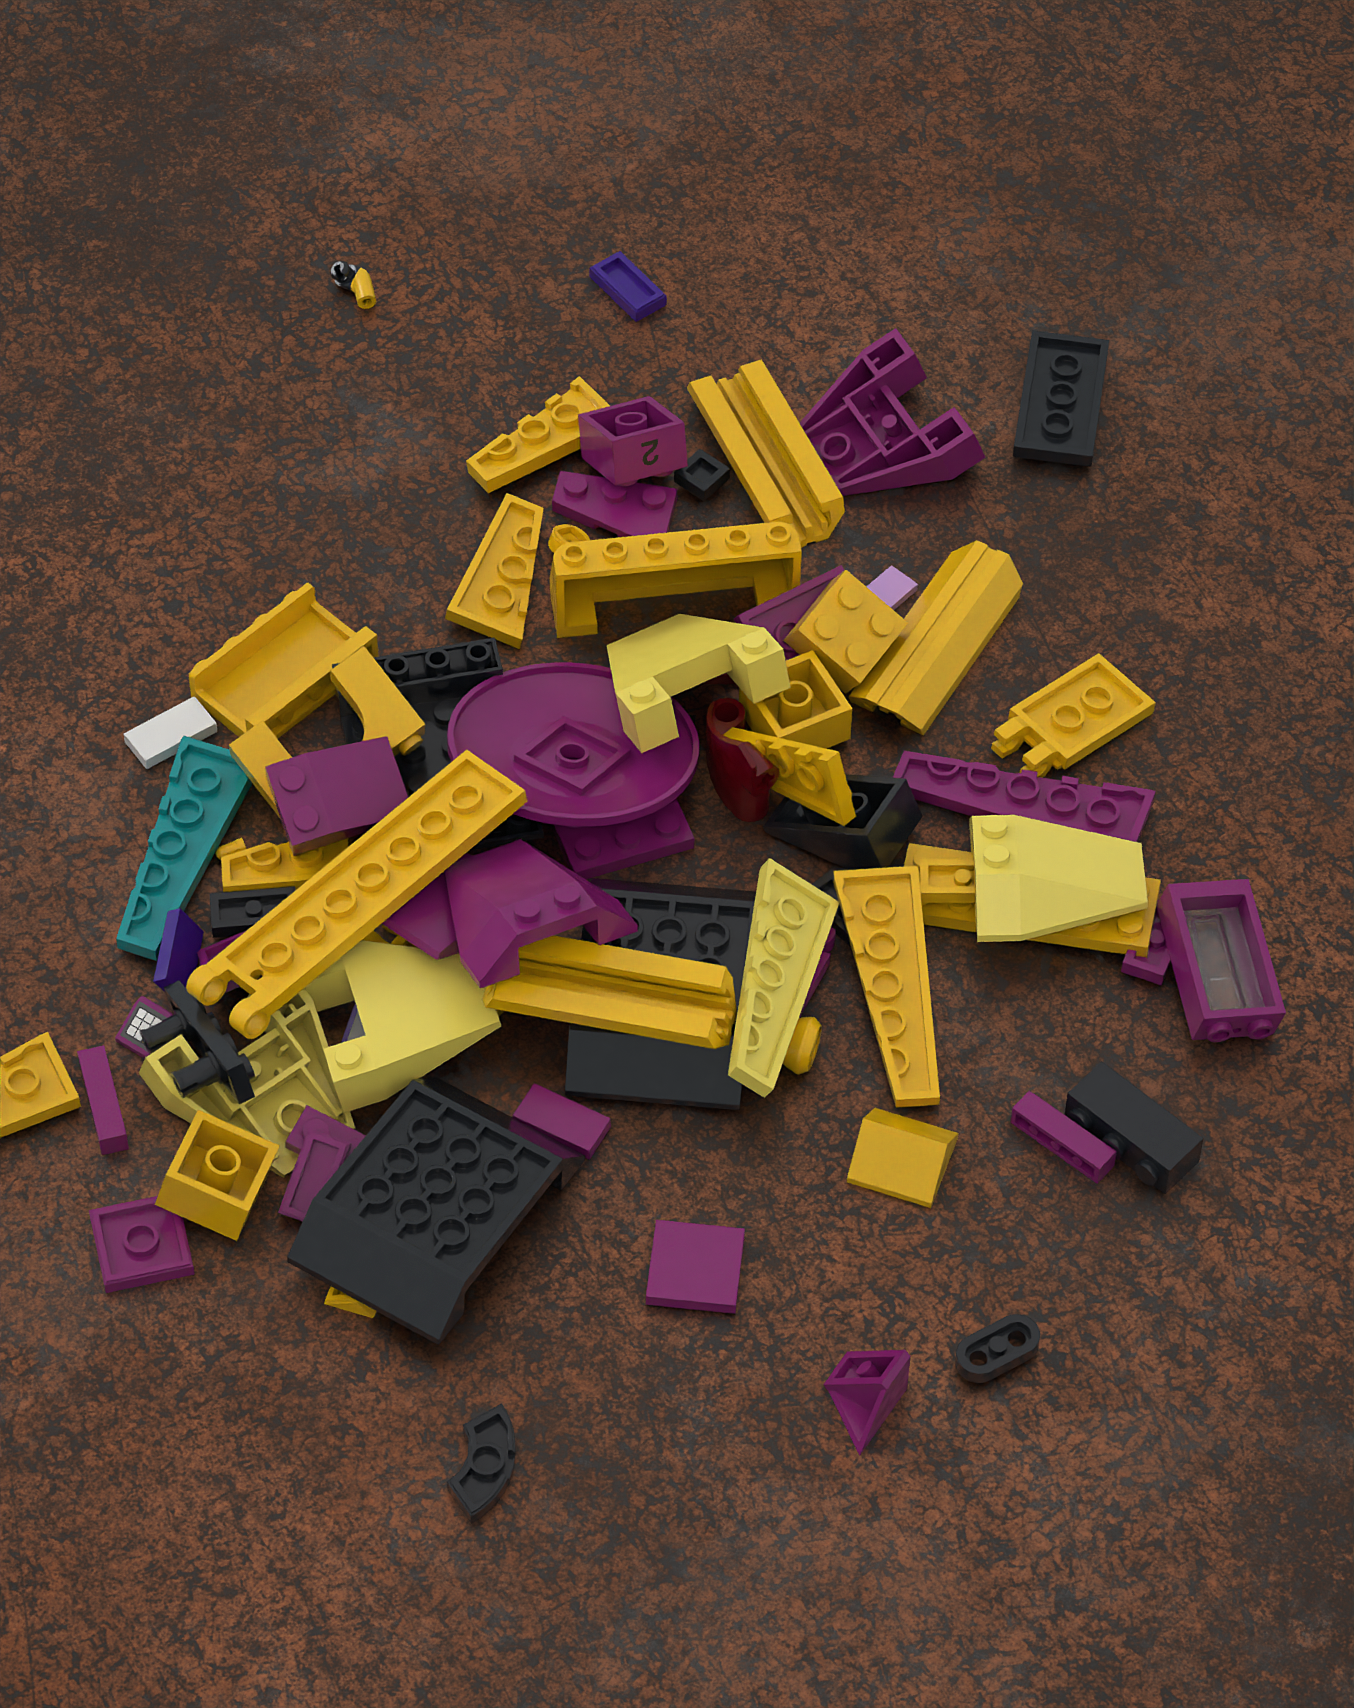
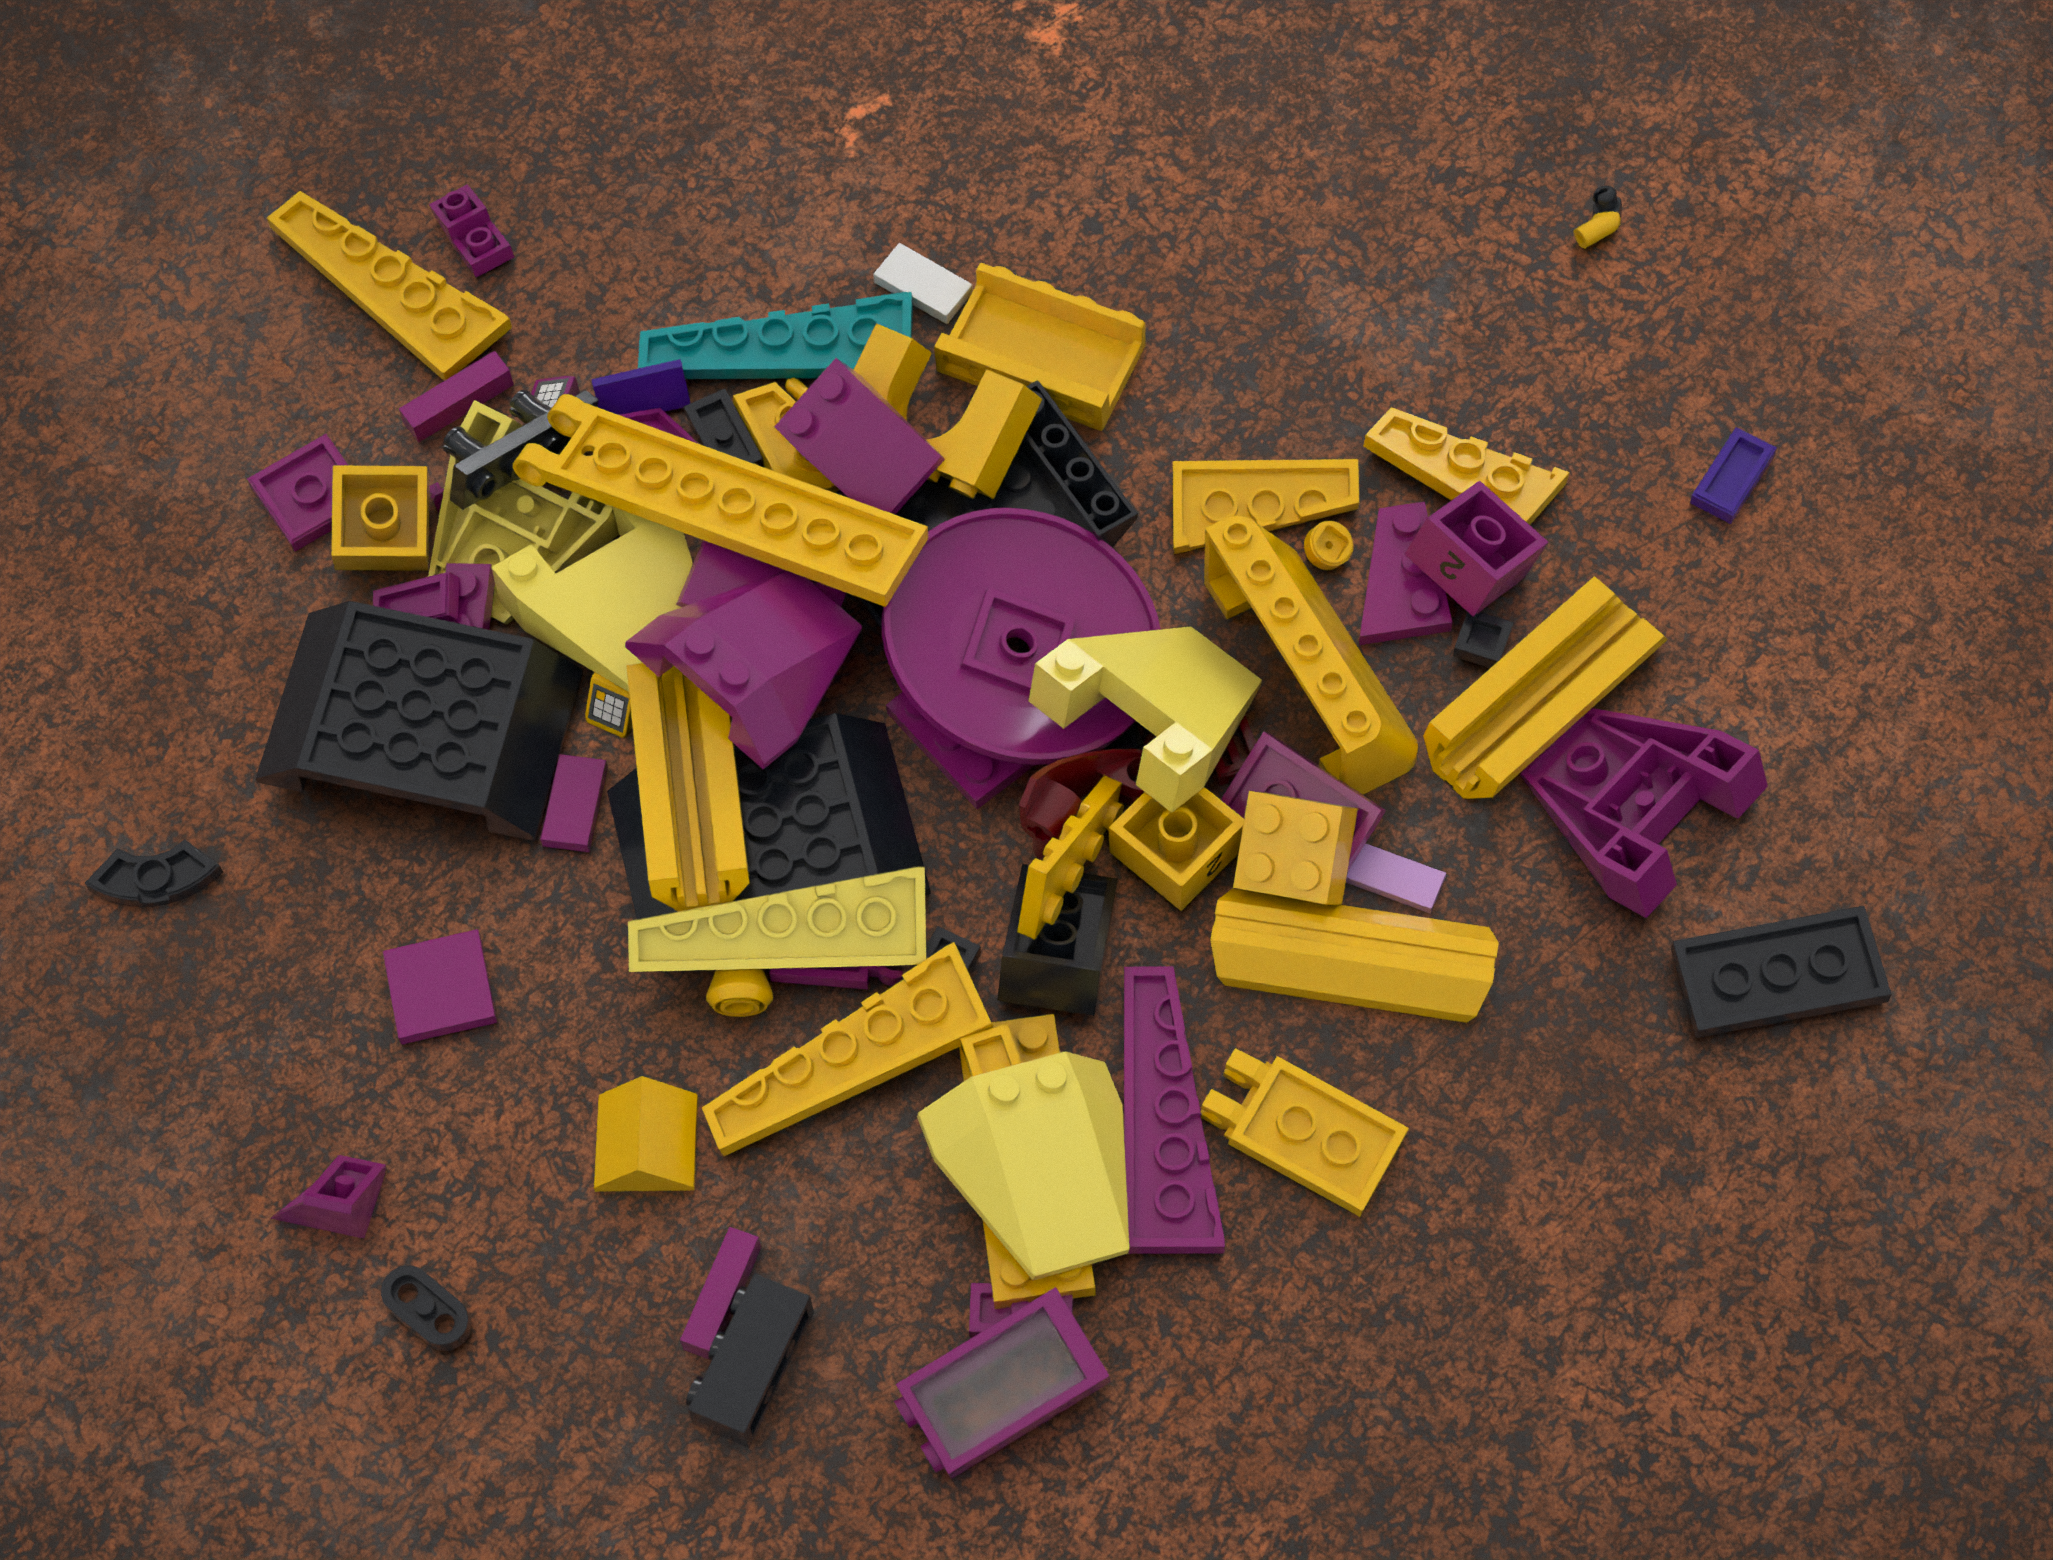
camera: 75 degrees right, 10 degrees up
(482, 1065) = (608, 707): none -> slope

